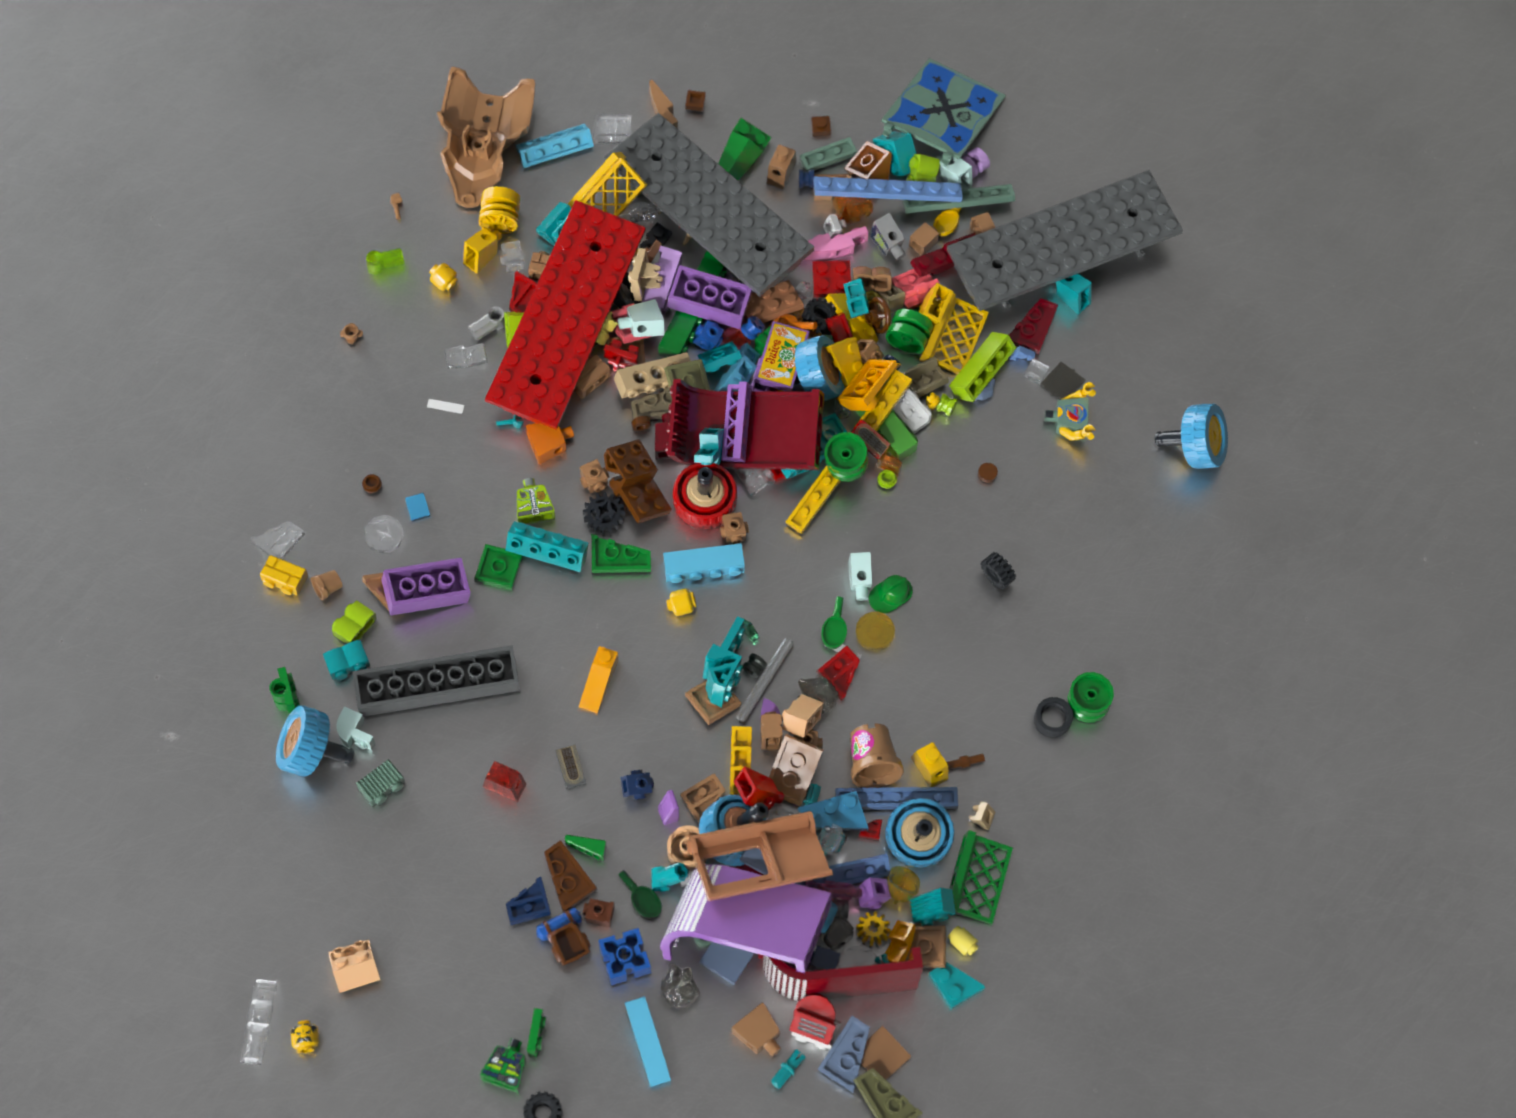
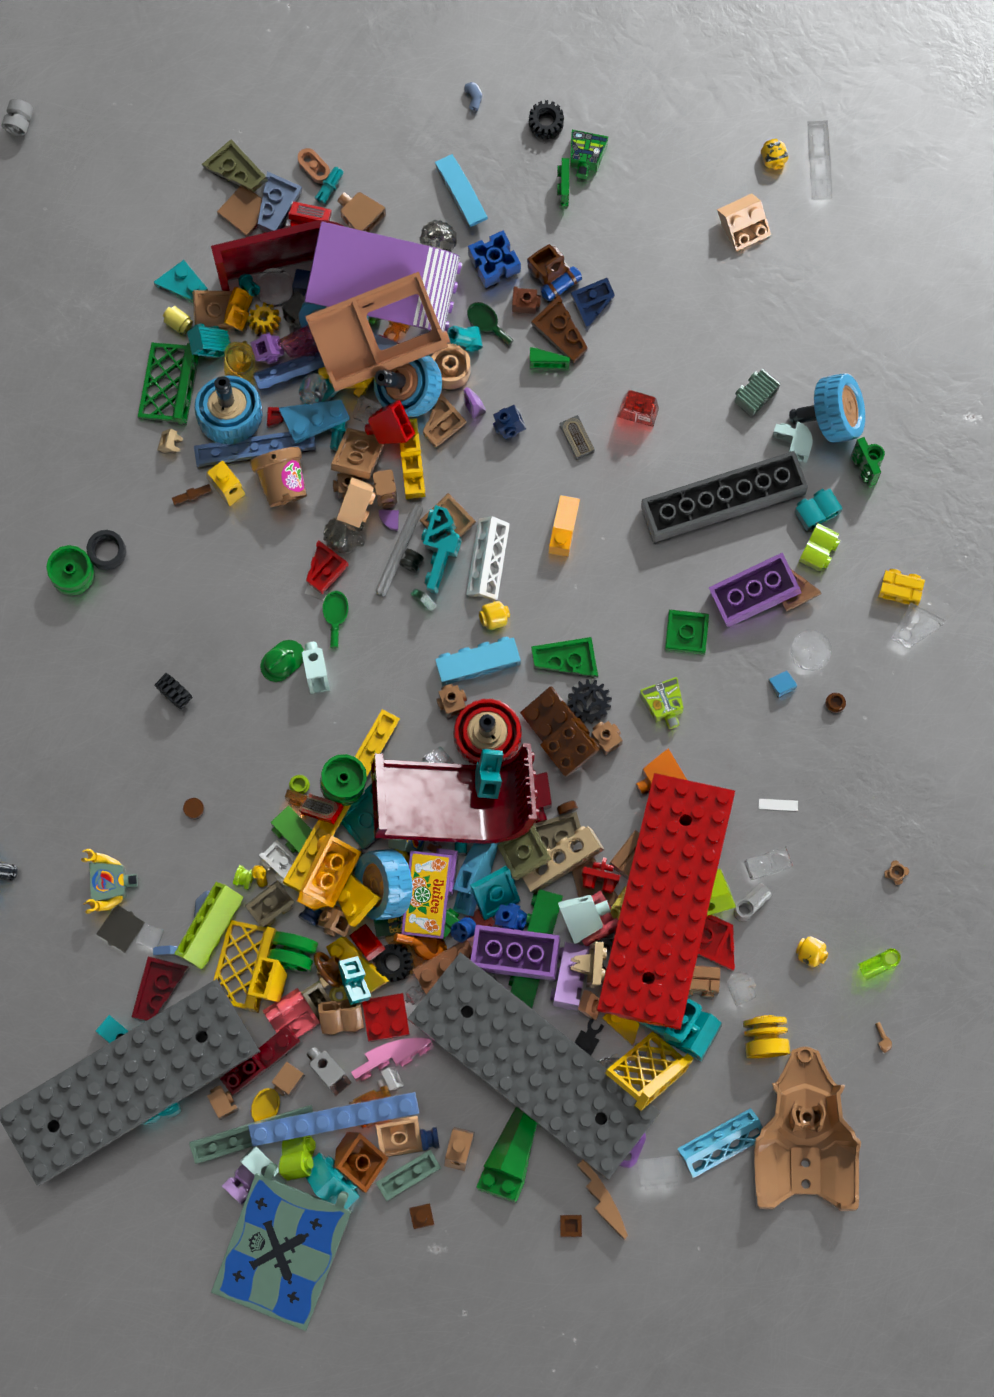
camera: 175 degrees right, 10 degrees up
(326, 584) = (856, 584): medium nougat piece -> none
(481, 249) = (782, 983): yellow torso -> none
(547, 546) = (641, 652): teal brick -> none
(682, 659) = (484, 555): none -> white fence
(741, 423) = (459, 804): medium lavender fence -> none
(802, 1094) = (314, 166): none -> nougat plate
(875, 631) = (294, 616): clear yellow tile -> none

